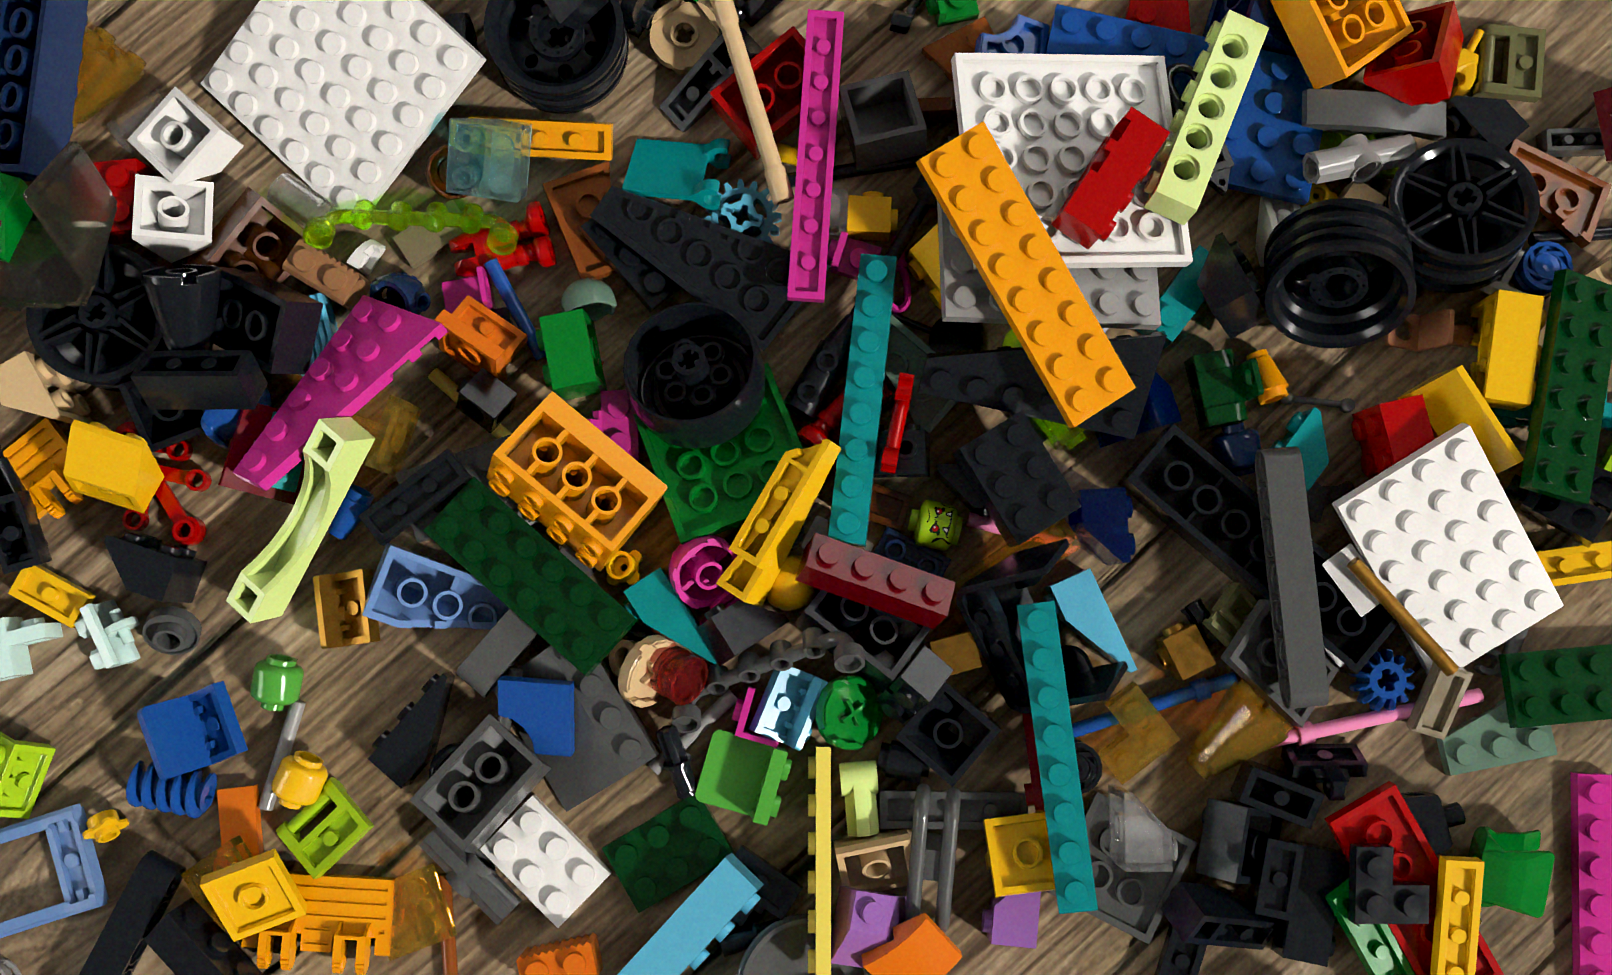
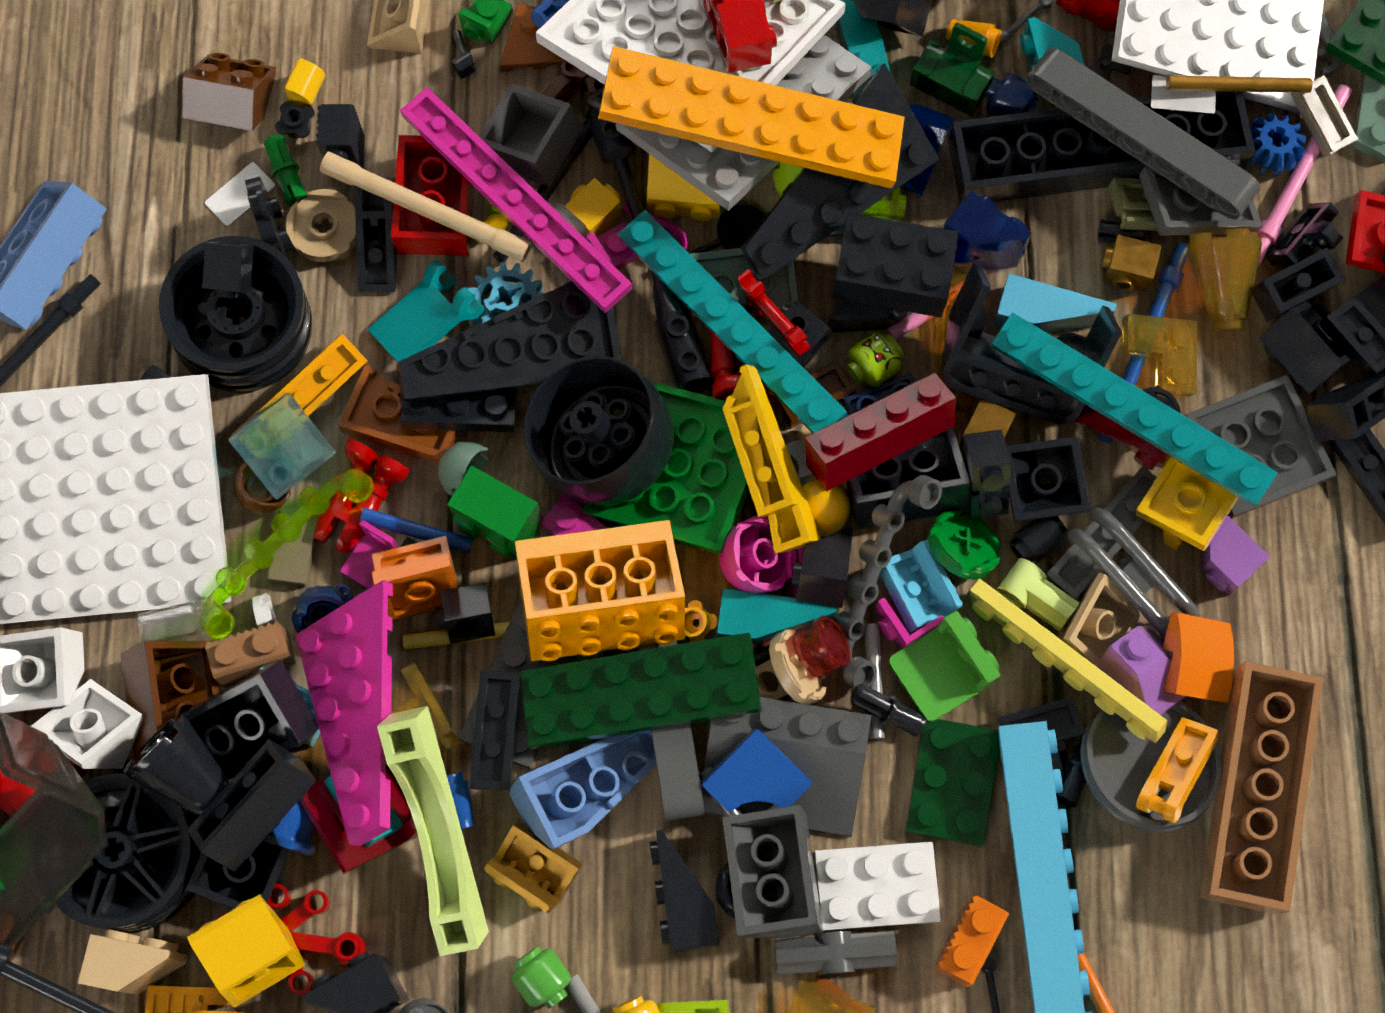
camera: 45 degrees left, 10 degrees down
(1137, 836) = (1240, 401): clear slope -> none

